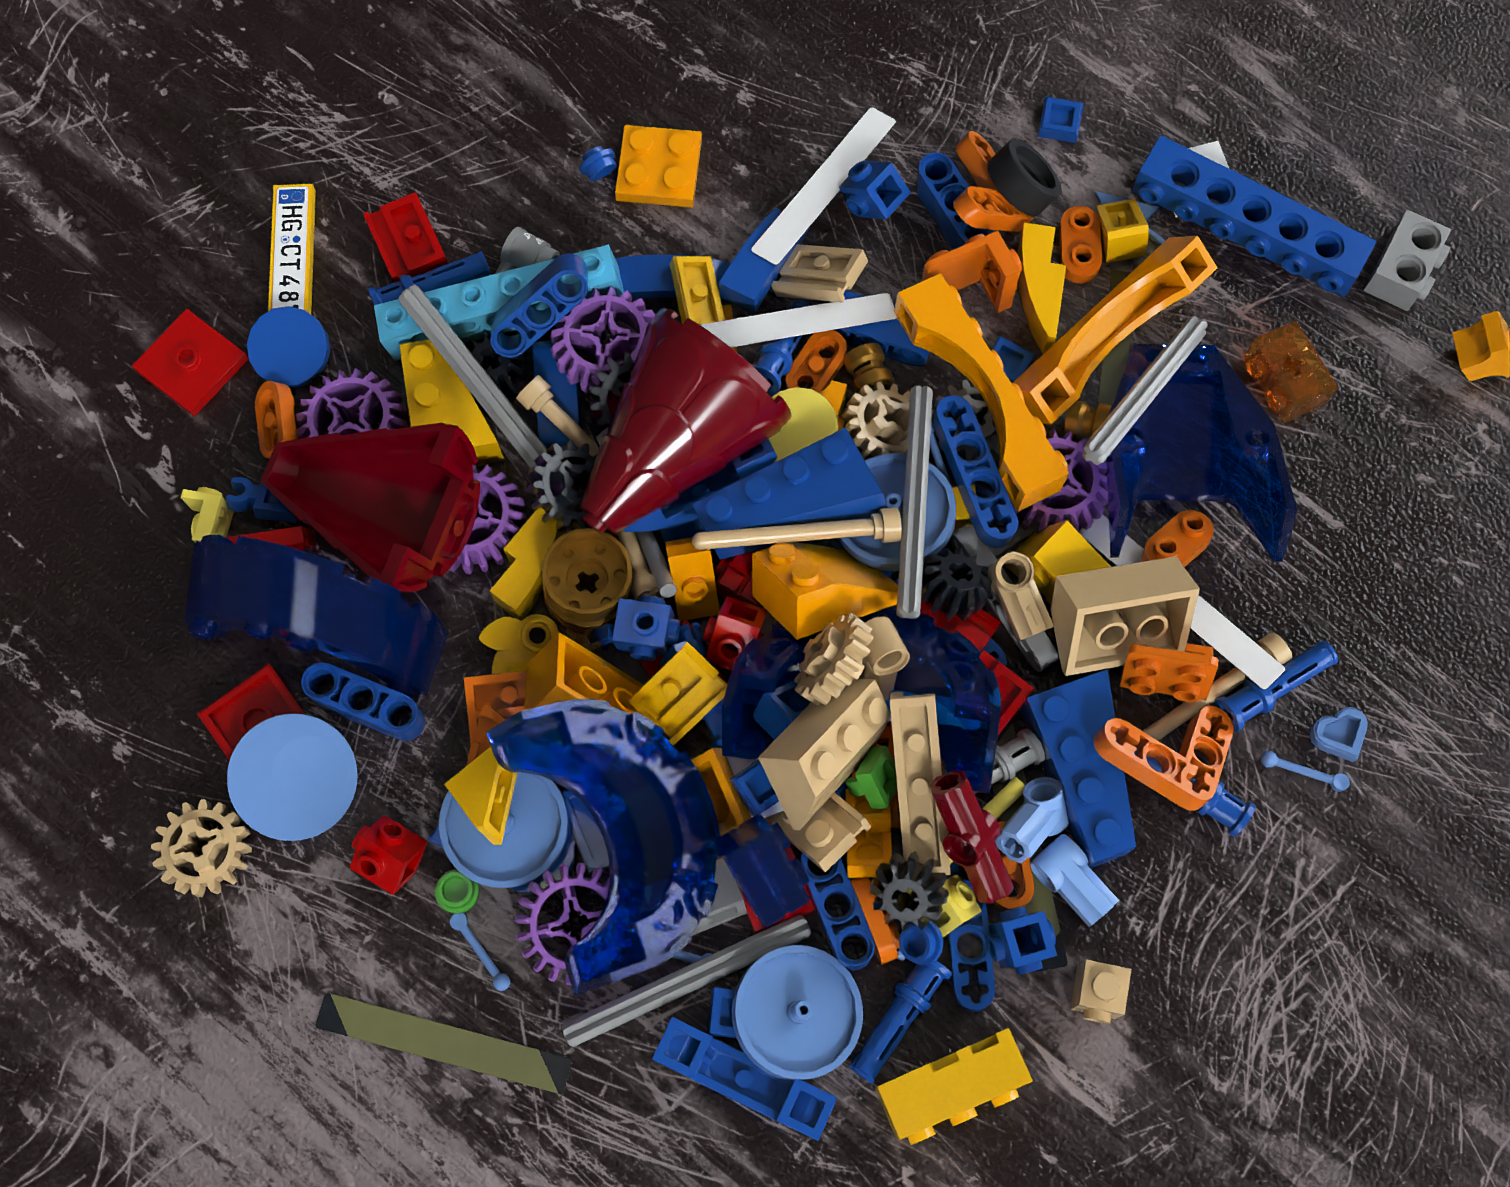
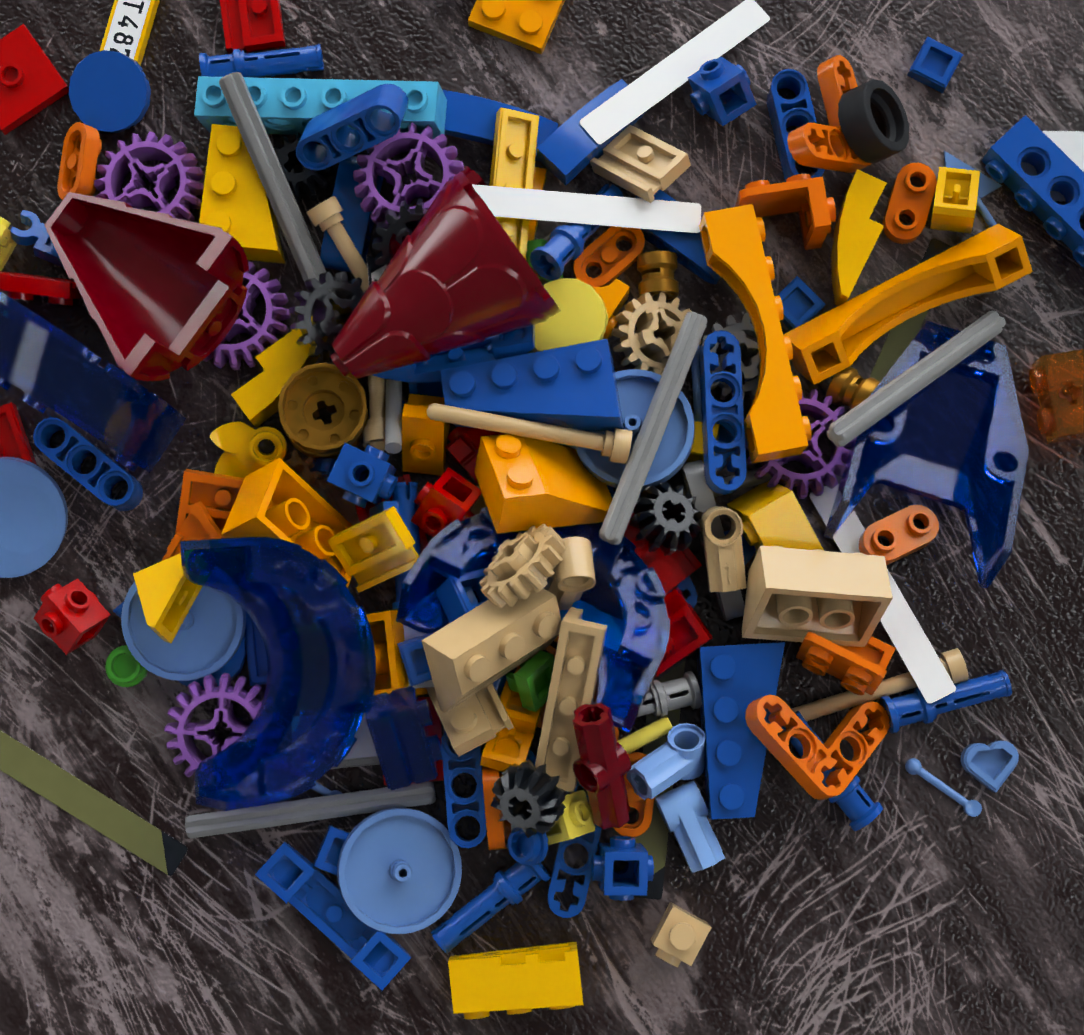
camera: 20 degrees right, 10 degrees up
(460, 923) = (122, 695): medium blue hinge -> none
(524, 250) = (362, 59): light grey piece -> none

